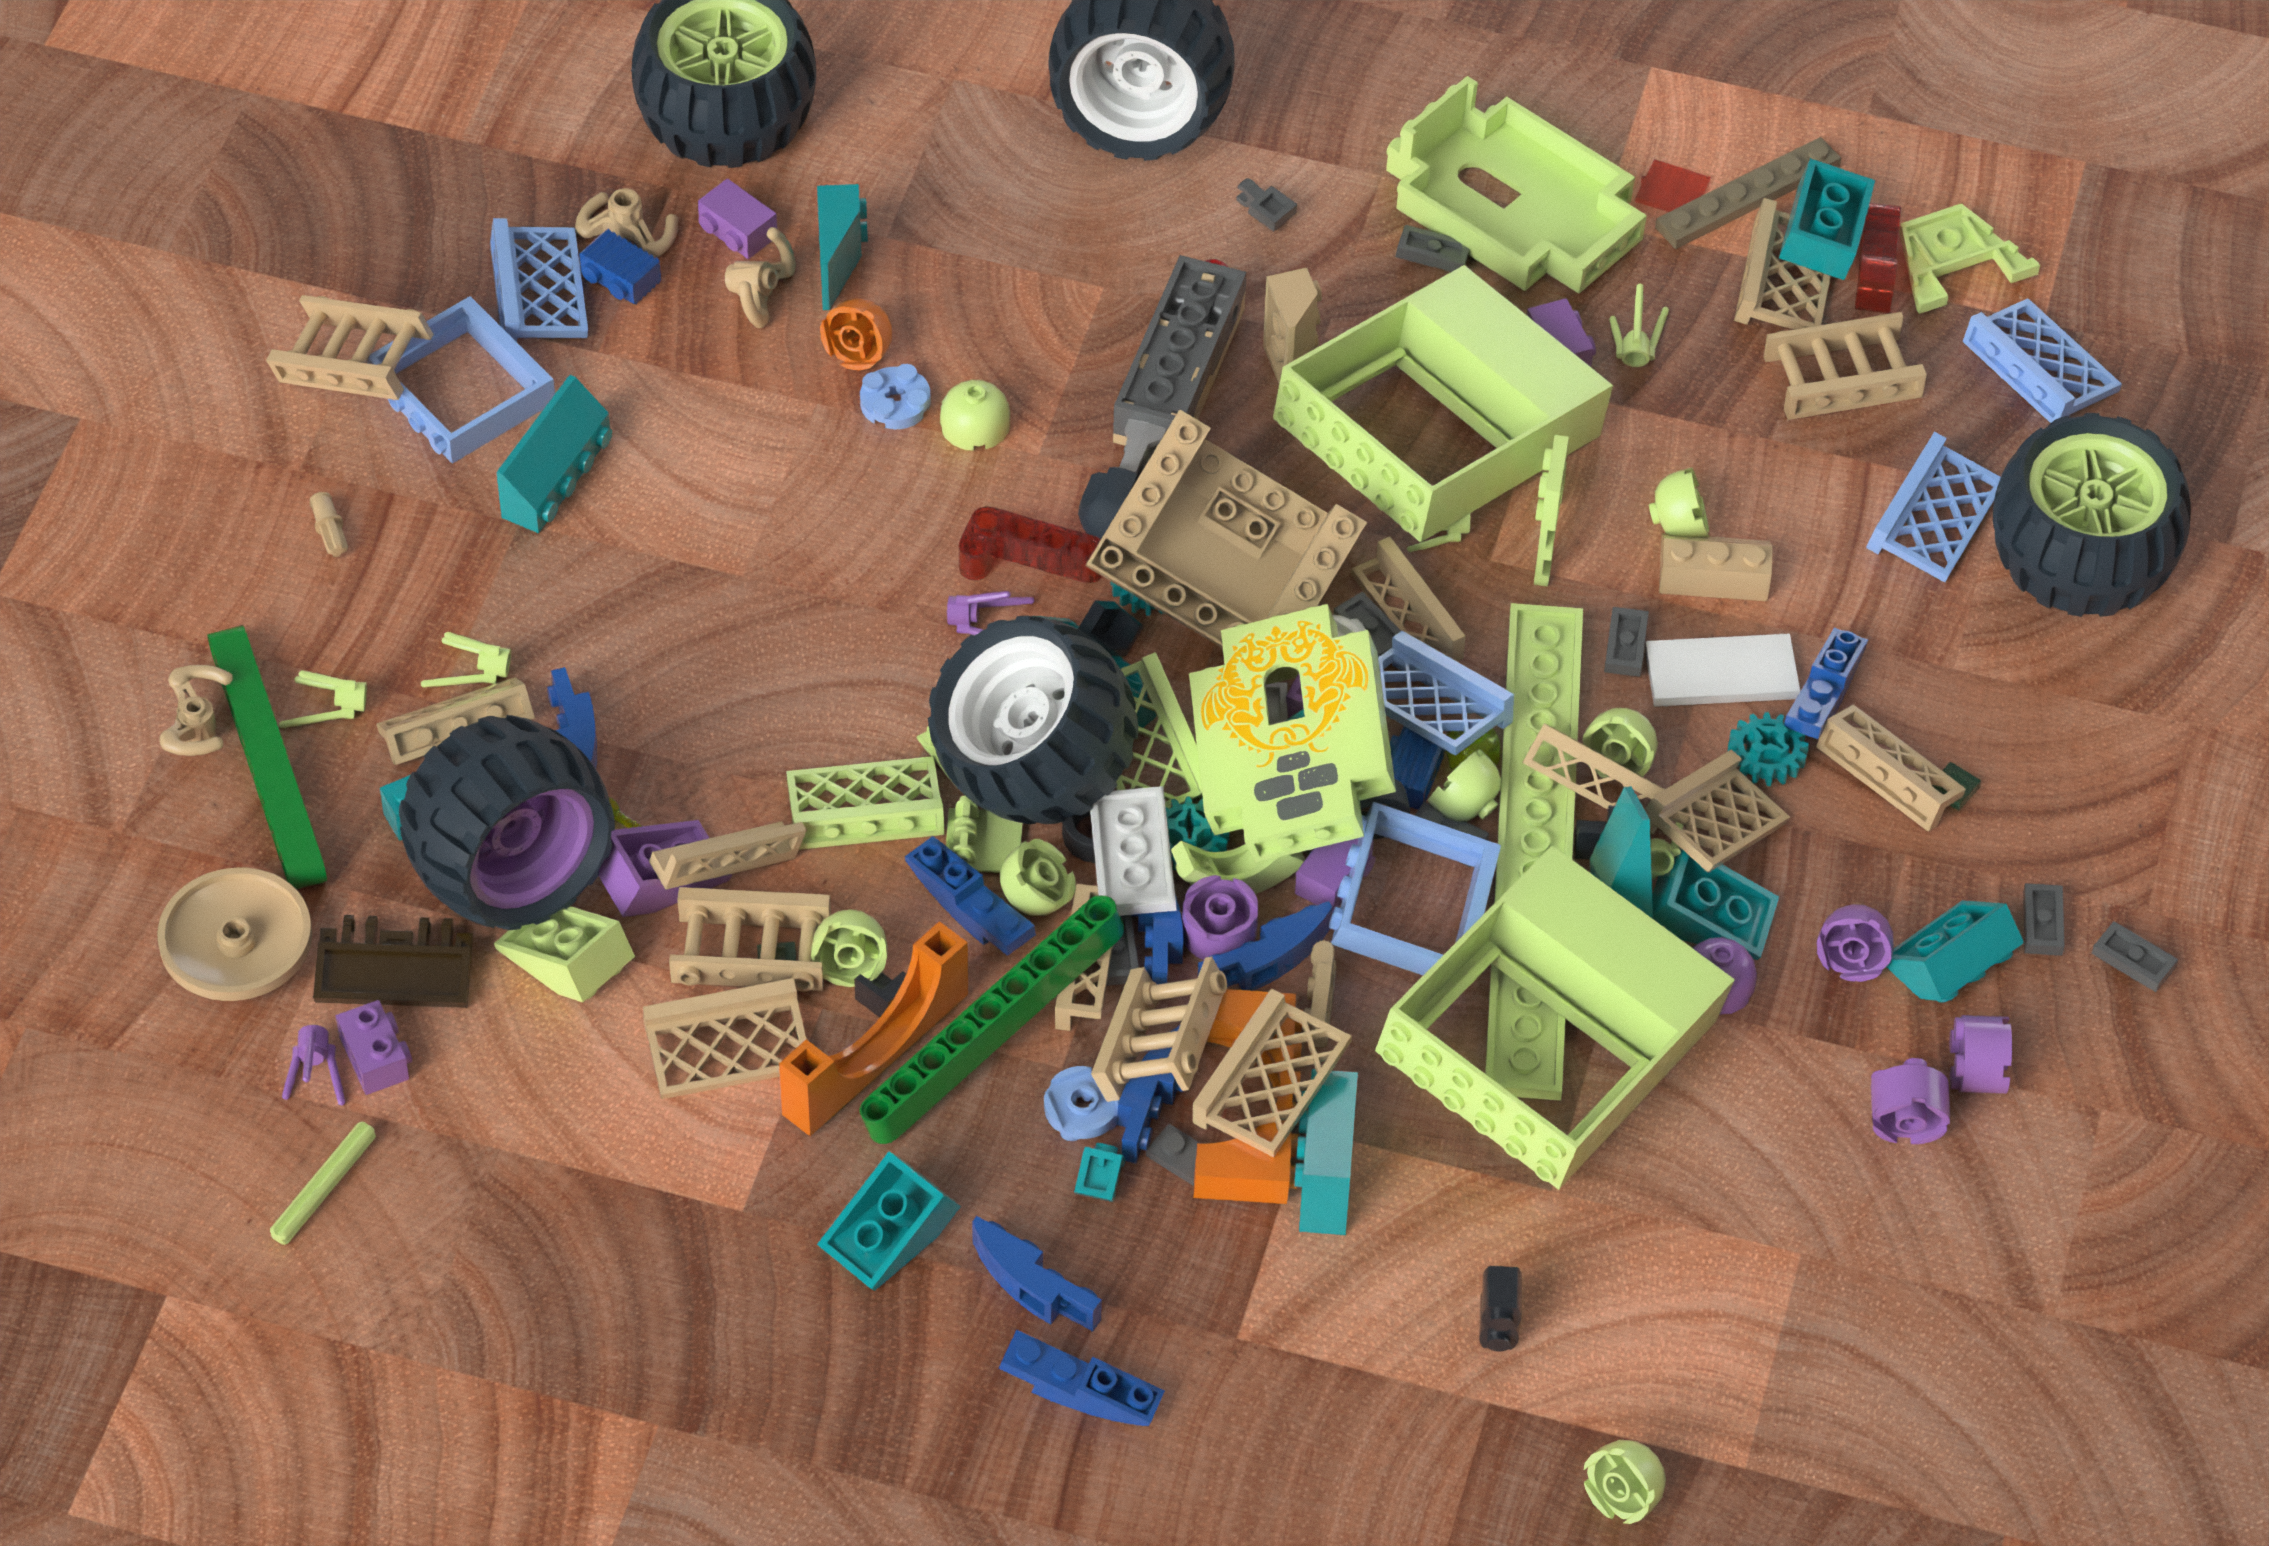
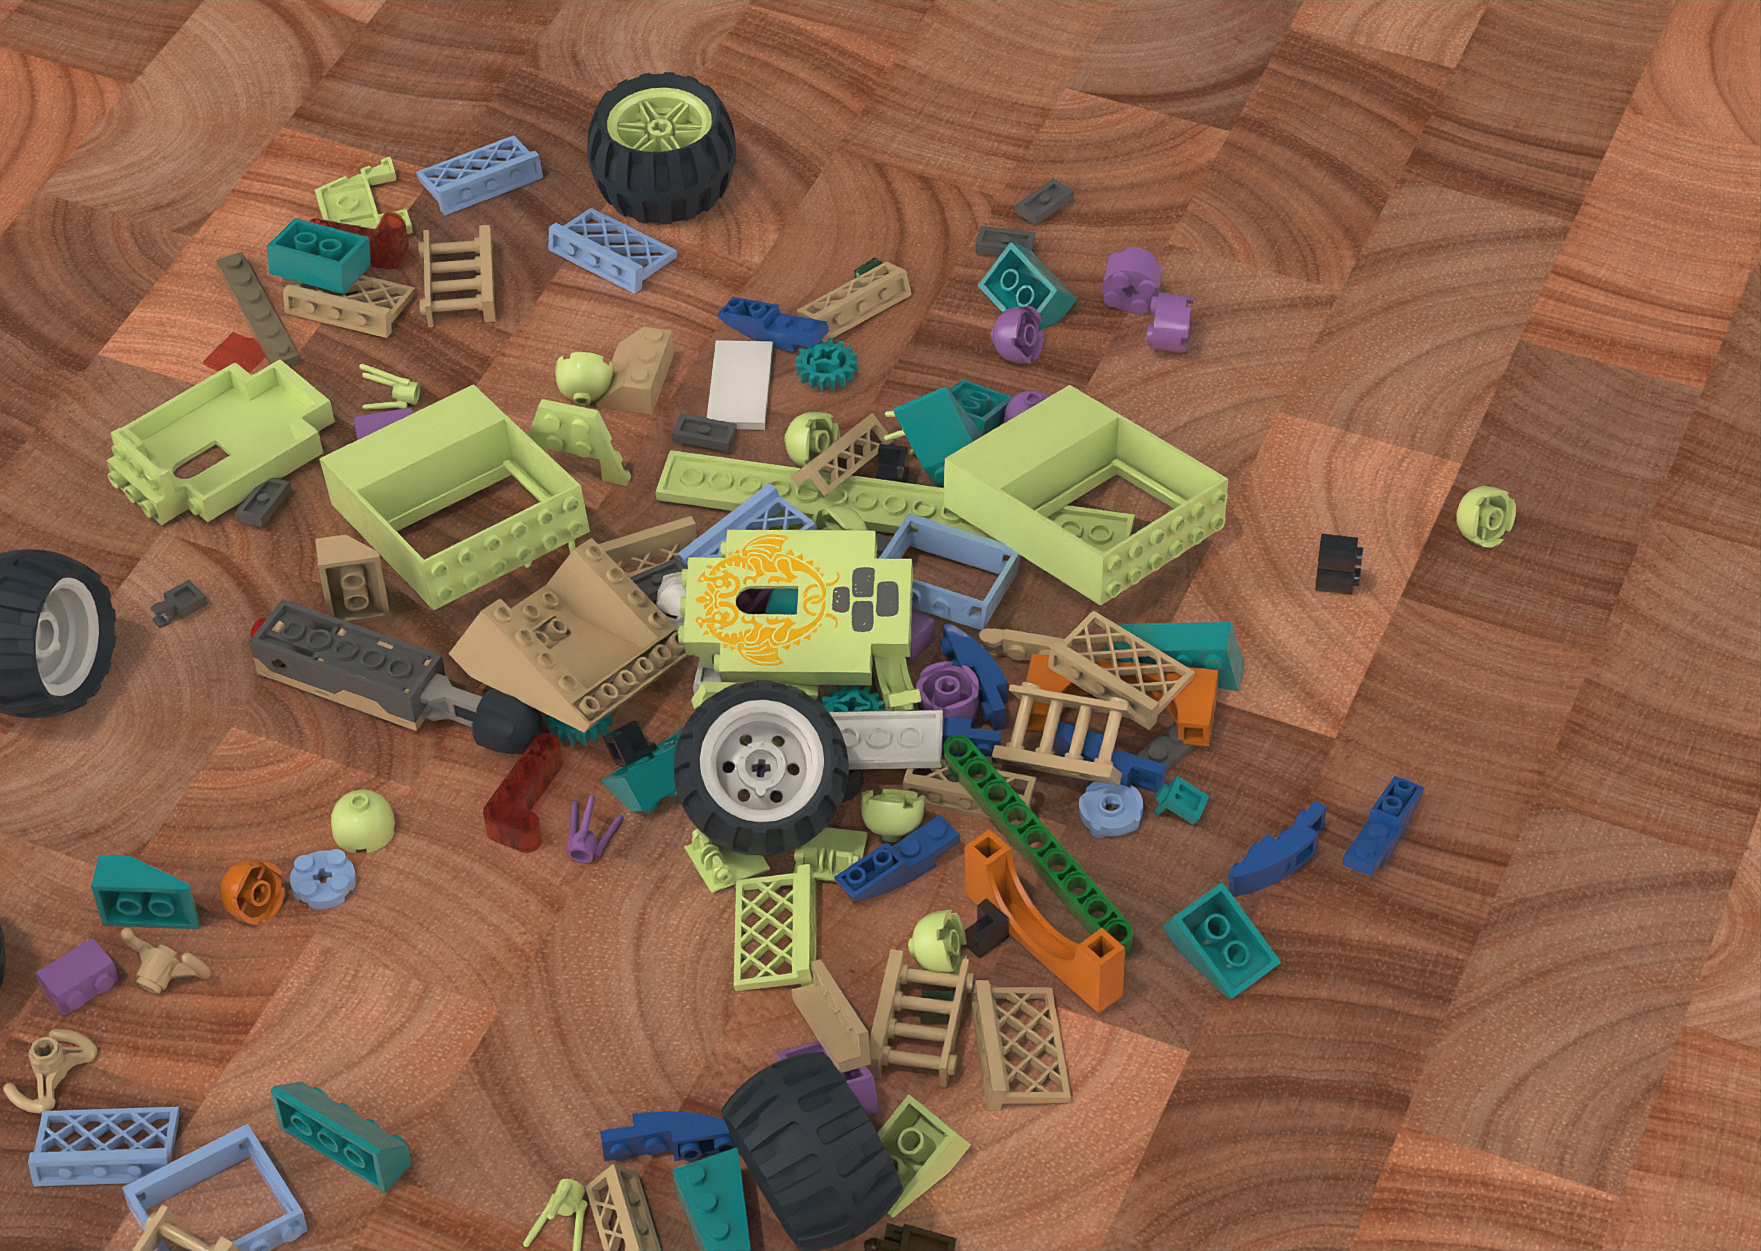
camera: 80 degrees left, 5 degrees down
(620, 267) = (109, 1072): blue brick -> none
(1697, 793) = (886, 389): tan fence -> none

